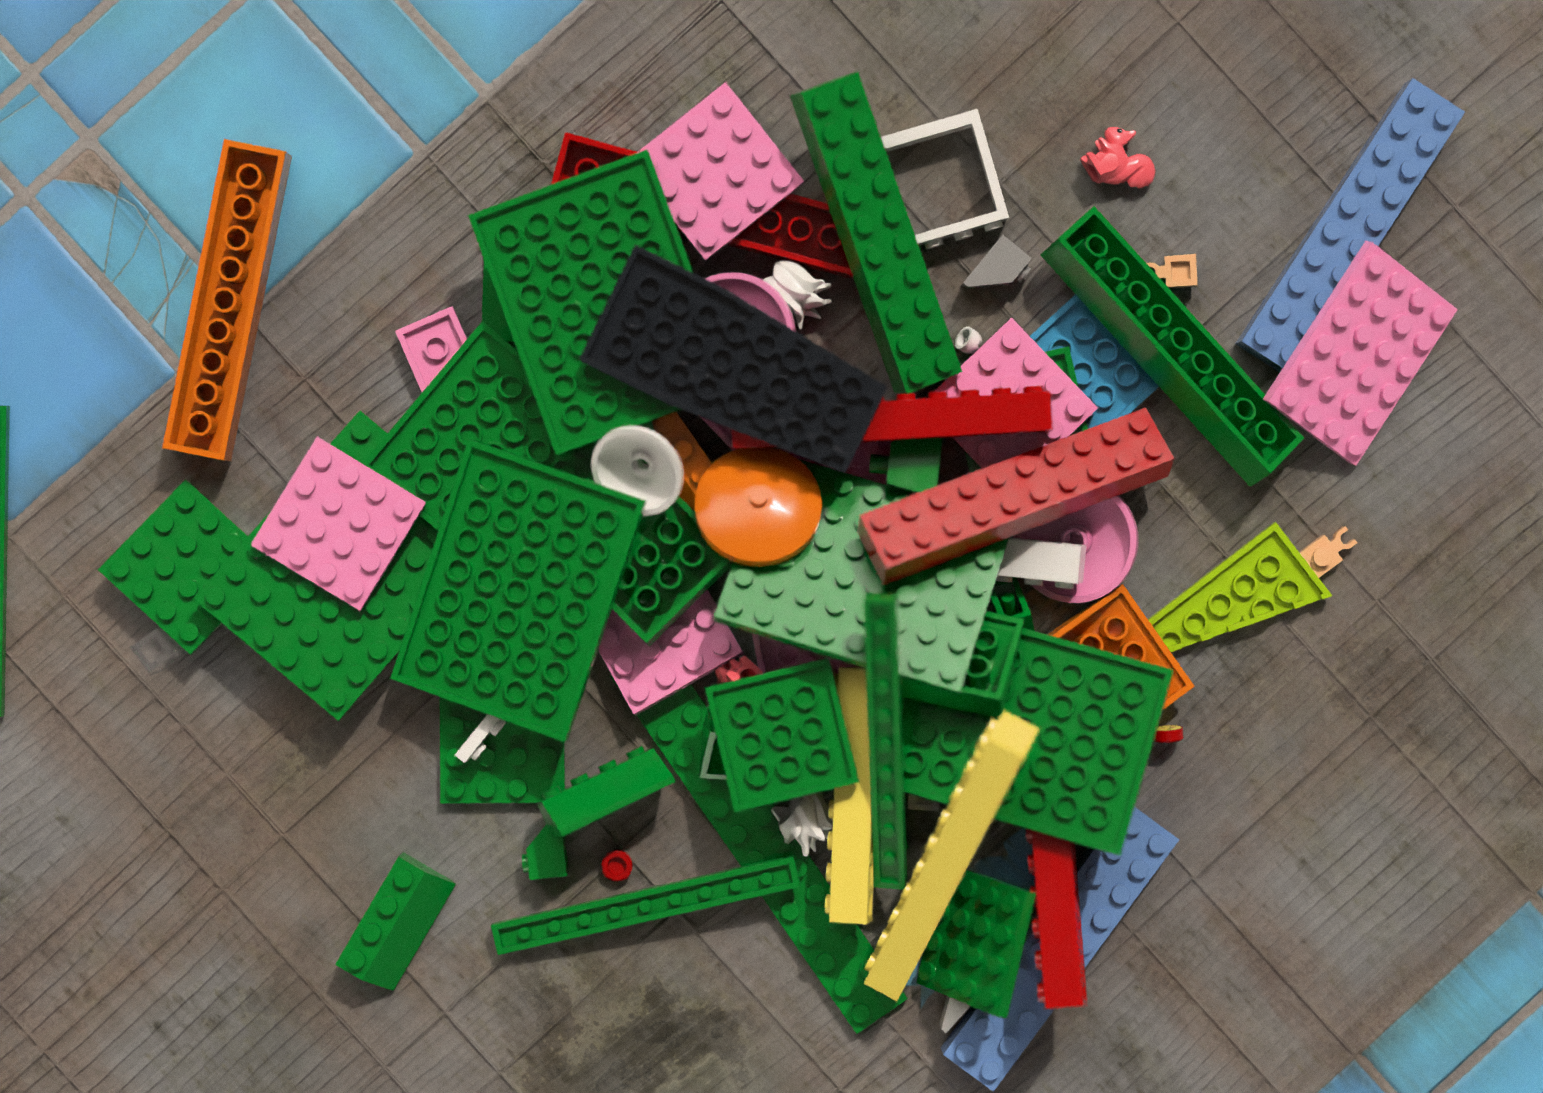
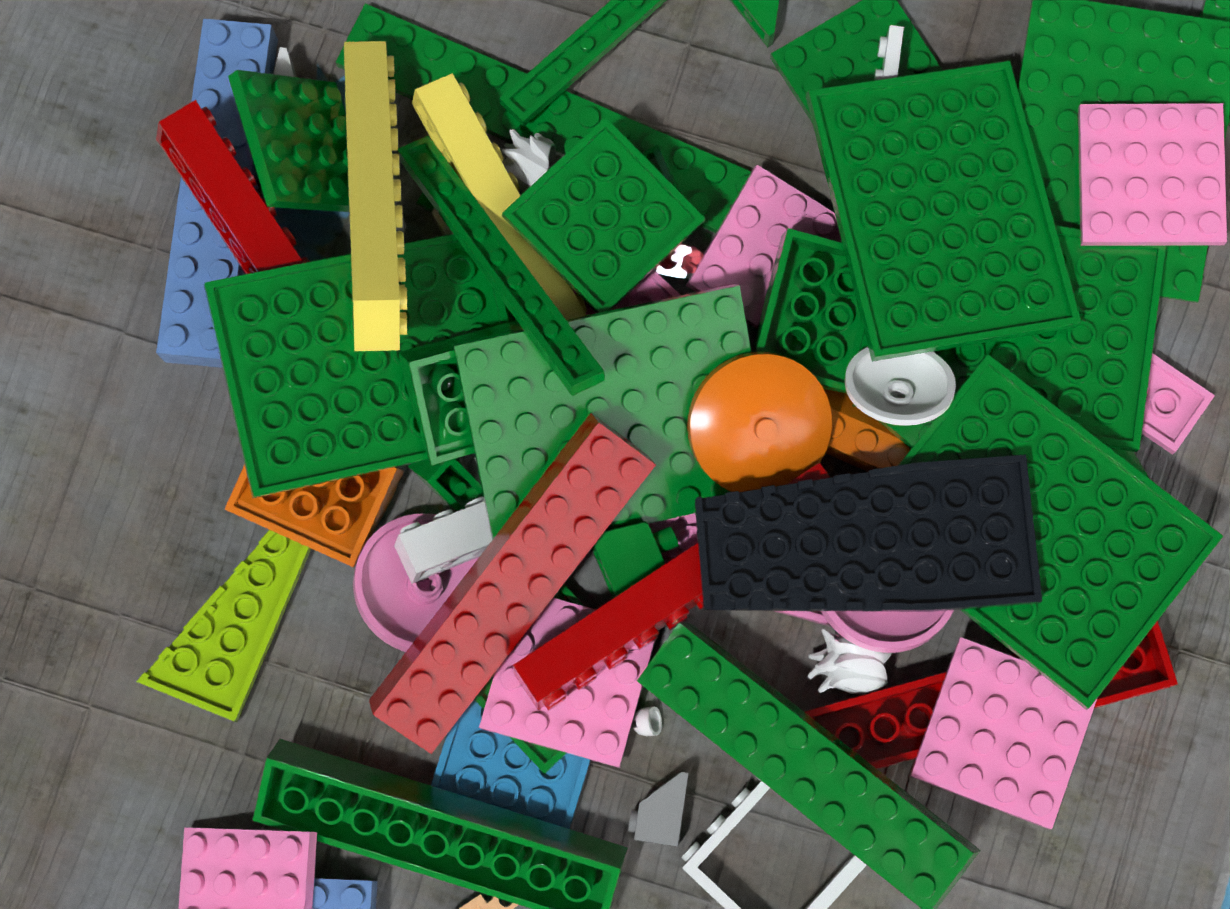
camera: 155 degrees right, 10 degrees down
(603, 792) = (740, 76): green slope -> none
(617, 865) = (685, 27): red tile -> none
(1169, 734) = (225, 452): red tile -> none
(1324, 554) = (168, 719): light nougat plate -> none

